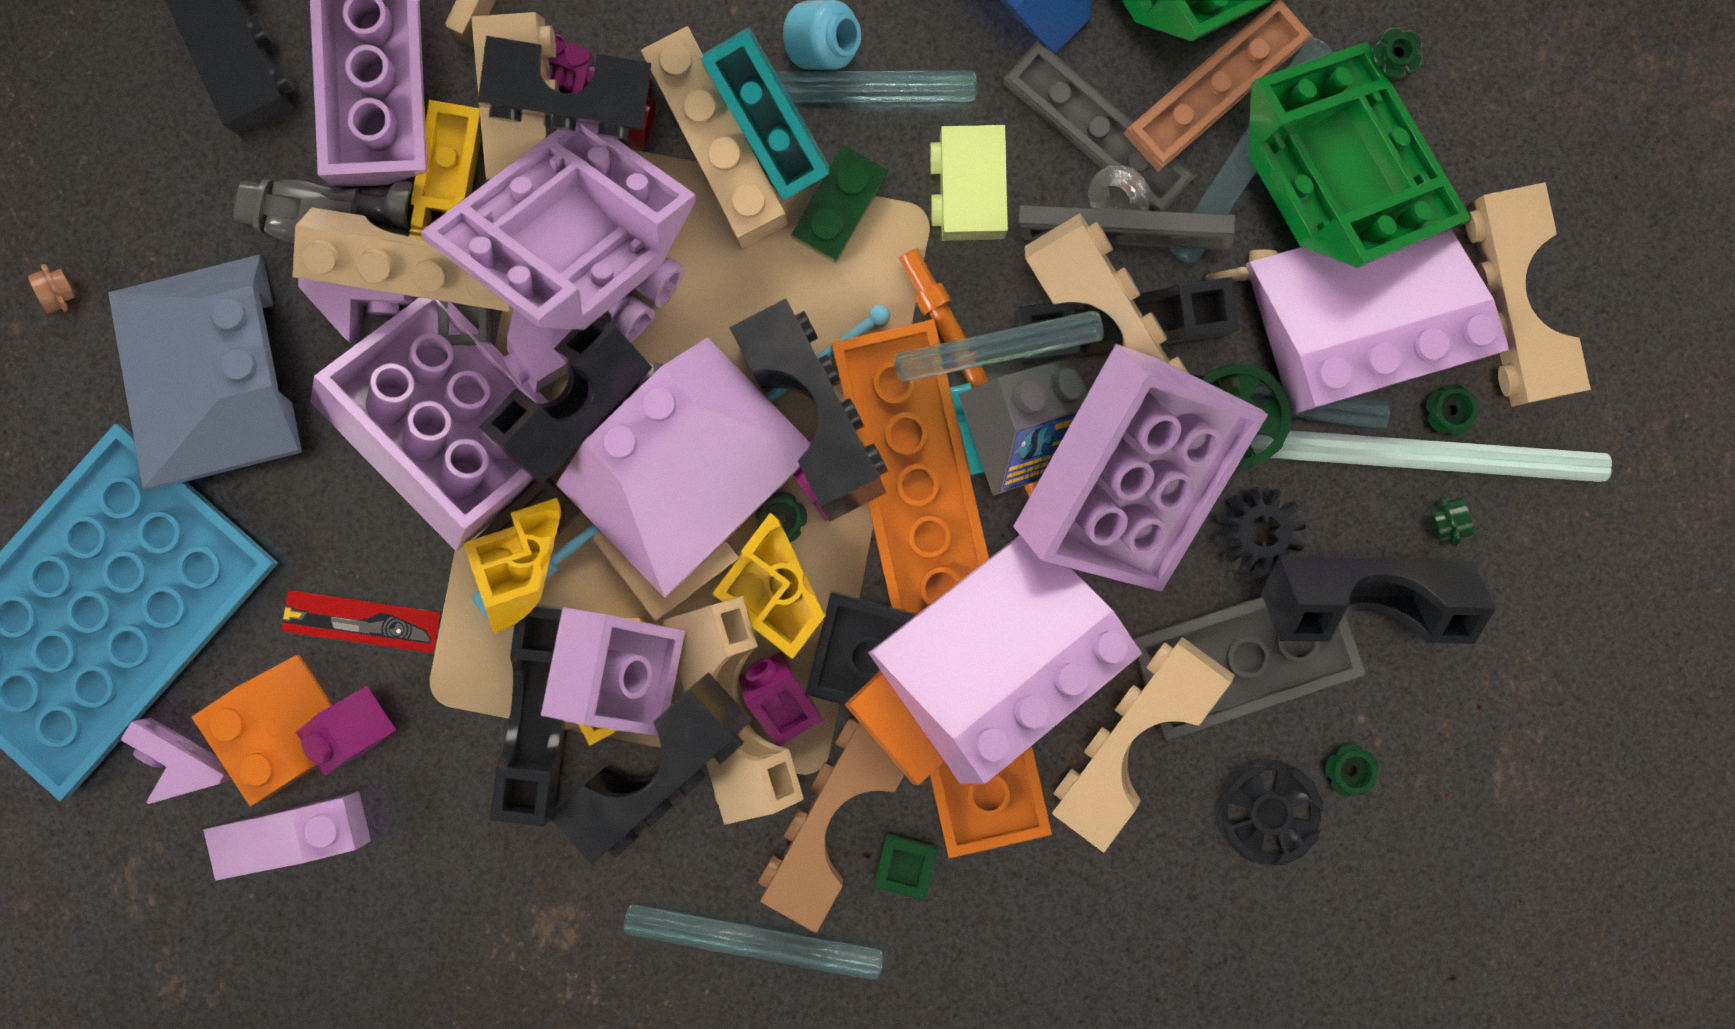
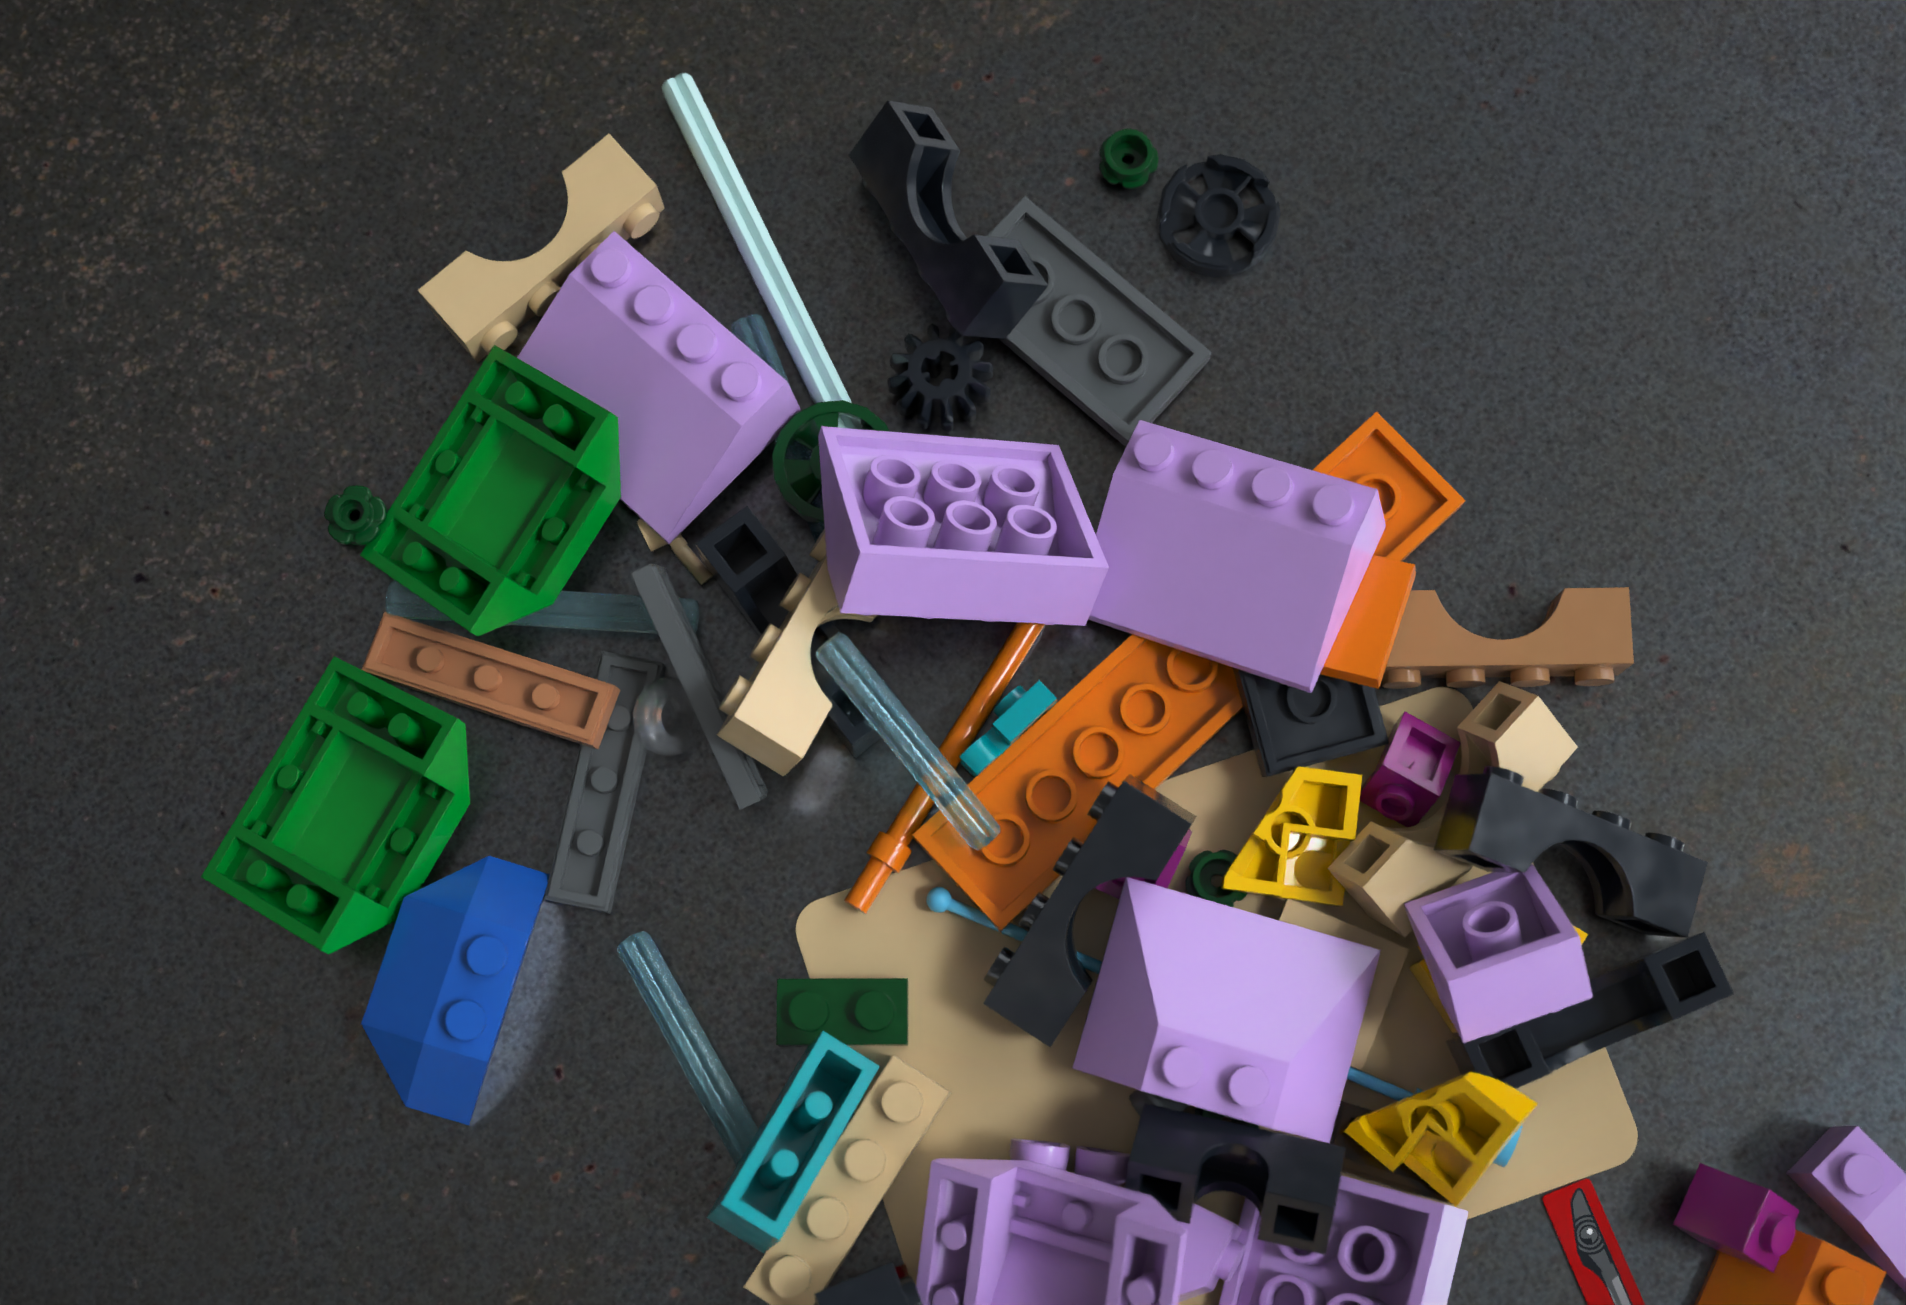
camera: 110 degrees left, 10 degrees down
(753, 942) = (1676, 655): clear light blue axle -> none
(821, 35) = (669, 1135): medium azure head -> none
(905, 866) = (1500, 541): dark green plate -> none
(971, 182) = (741, 881): yellowish green brick -> none
(1023, 420) = (967, 674): dark grey slope -> none
(1181, 690) = (1153, 360): tan arch -> none
(1452, 521) = (817, 198): dark green plate -> none
(1465, 405) = (699, 245): dark green plate -> none

